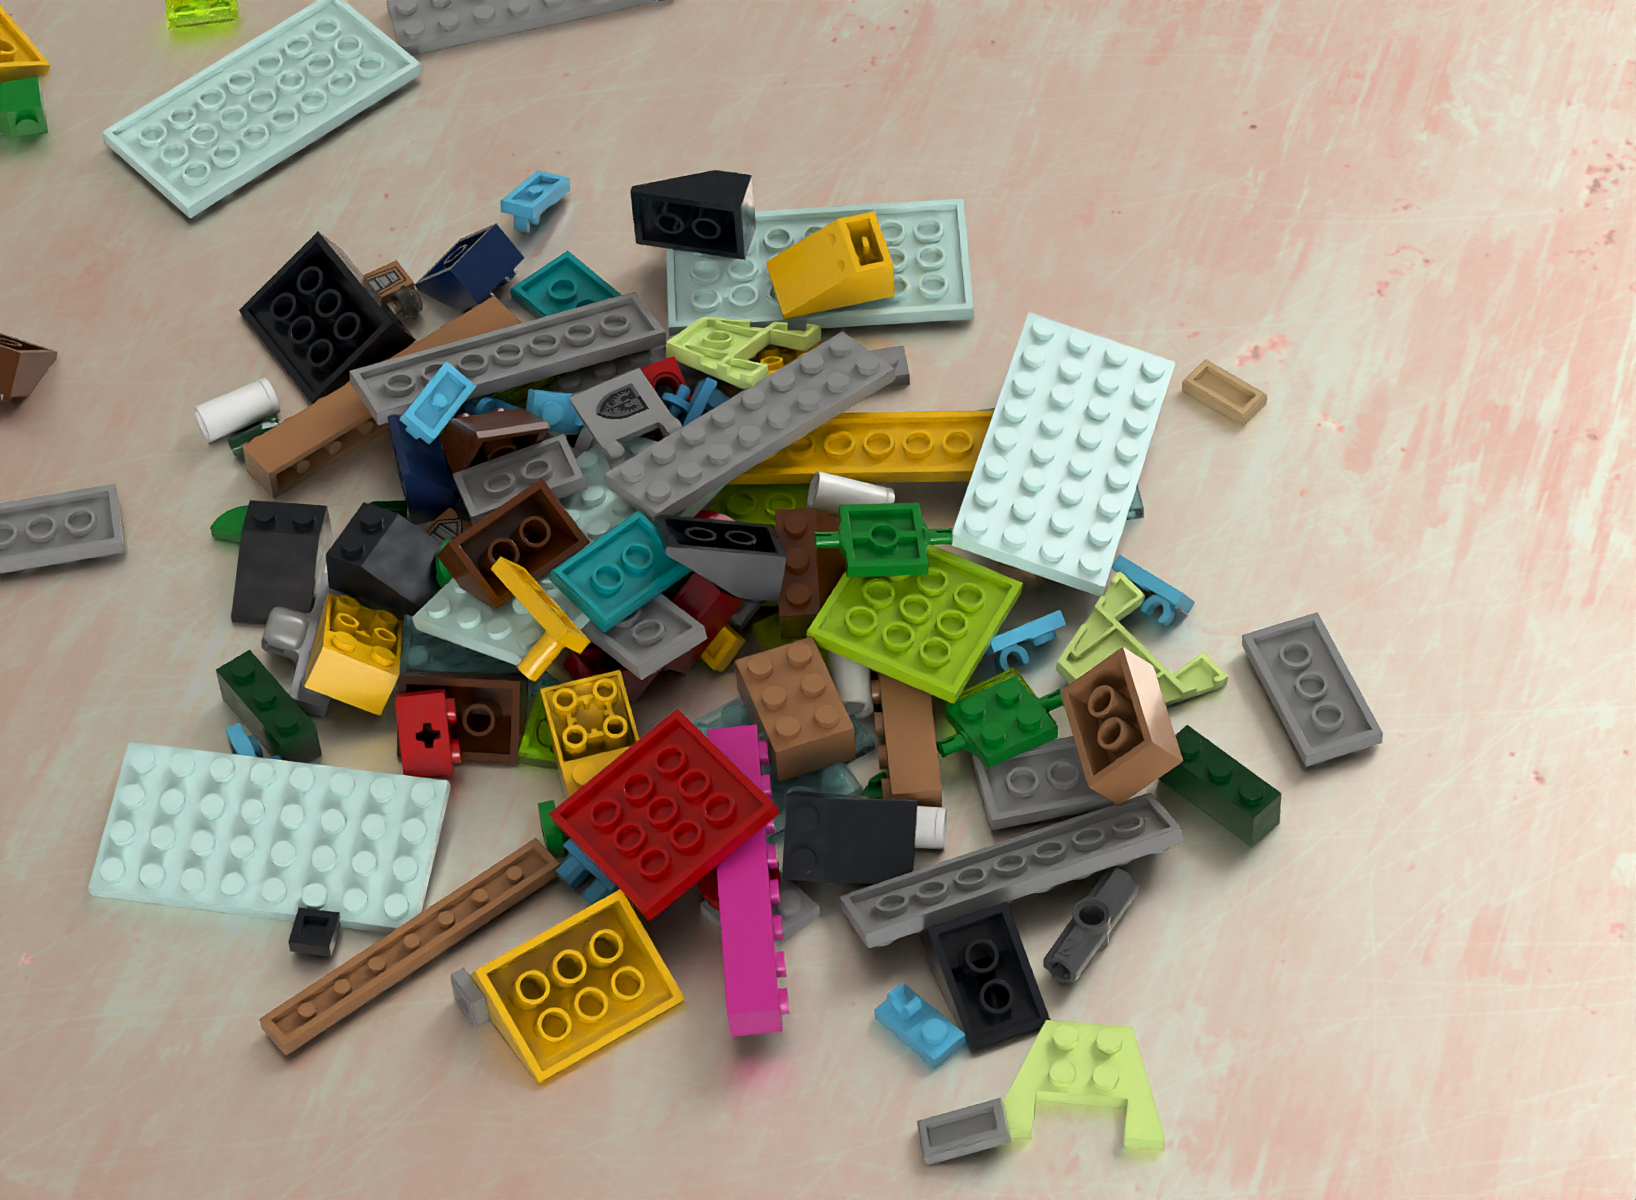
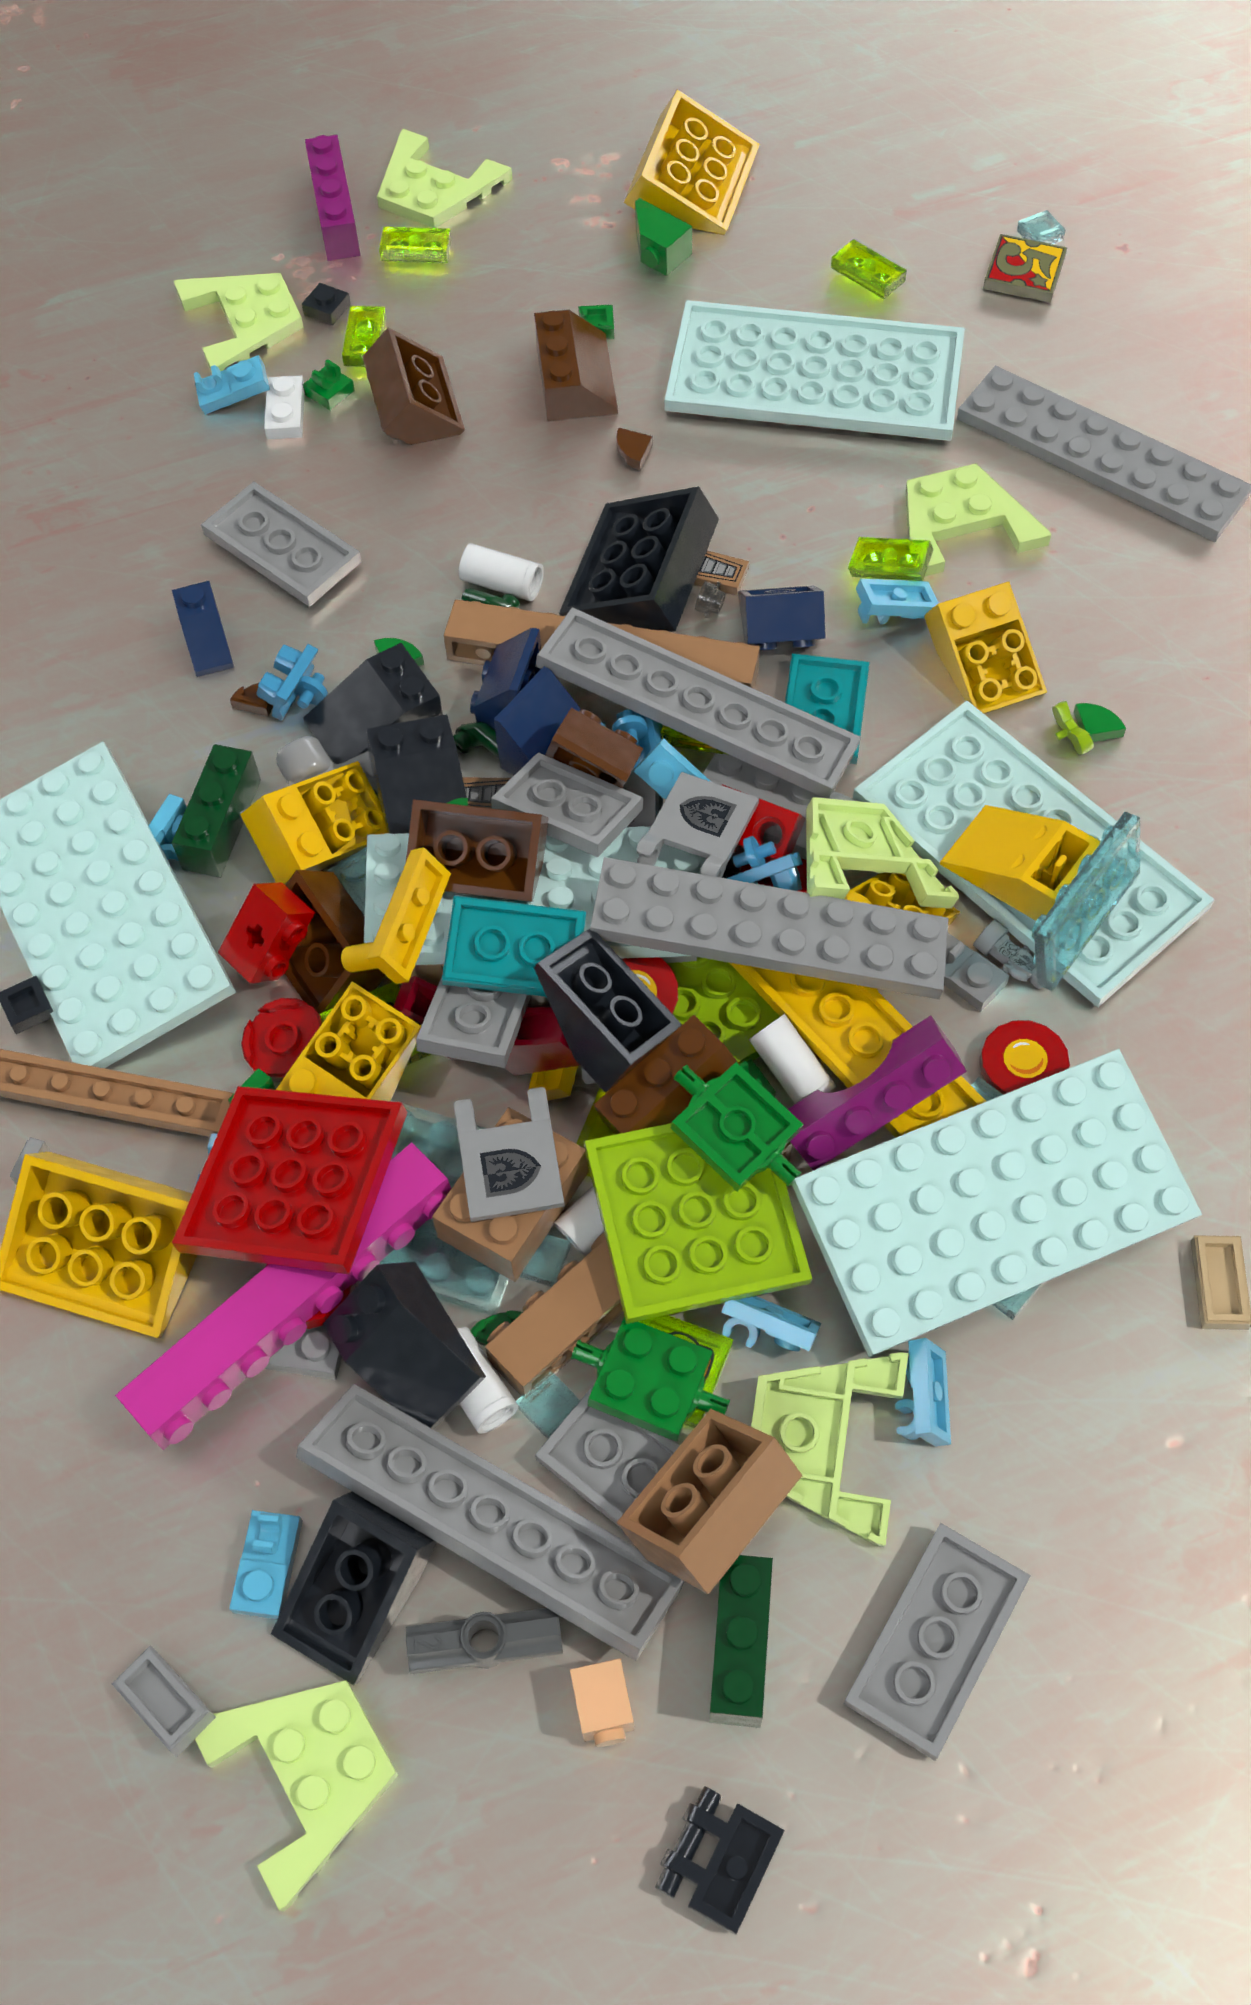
camera: 50 degrees right, 10 degrees up
(46, 200) = (599, 316): none -> green tile
(74, 627) = (202, 628): none -> dark blue slope
(79, 246) = (573, 367): none -> reddish brown slope
(177, 634) = (248, 701): none -> reddish brown tile
(200, 597) = (283, 693): none -> dark azure hips
(203, 258) = (634, 447): none -> reddish brown tile
(357, 460) = (506, 675): none -> dark blue slope
(437, 403) = (579, 686): medium azure plate -> none
(485, 108) = (964, 503): none -> yellowish green wing
(495, 176) = (890, 558): none -> clear neon green plate
(515, 783) = (279, 1035): none -> red tile
(616, 163) = (986, 648): none -> yellow slope
(696, 213) = (976, 718): black slope -> none
(758, 163) = (1099, 722): none -> green tile
(762, 180) = (1079, 737): none -> lime piece
(783, 678) = (509, 1165): none -> light grey flag
(897, 334) = (1015, 959): none -> light grey piece
(903, 254) = (1086, 901): none -> clear light blue plate
(938, 415) = (914, 1069): none -> magenta arch
(962, 799) = (547, 1403): none -> clear light blue tile
(970, 381) = (1021, 1055): none -> red tile
(1190, 885) = (602, 1702): none -> light nougat brick
(1353, 880) = (735, 1867): none -> black plate

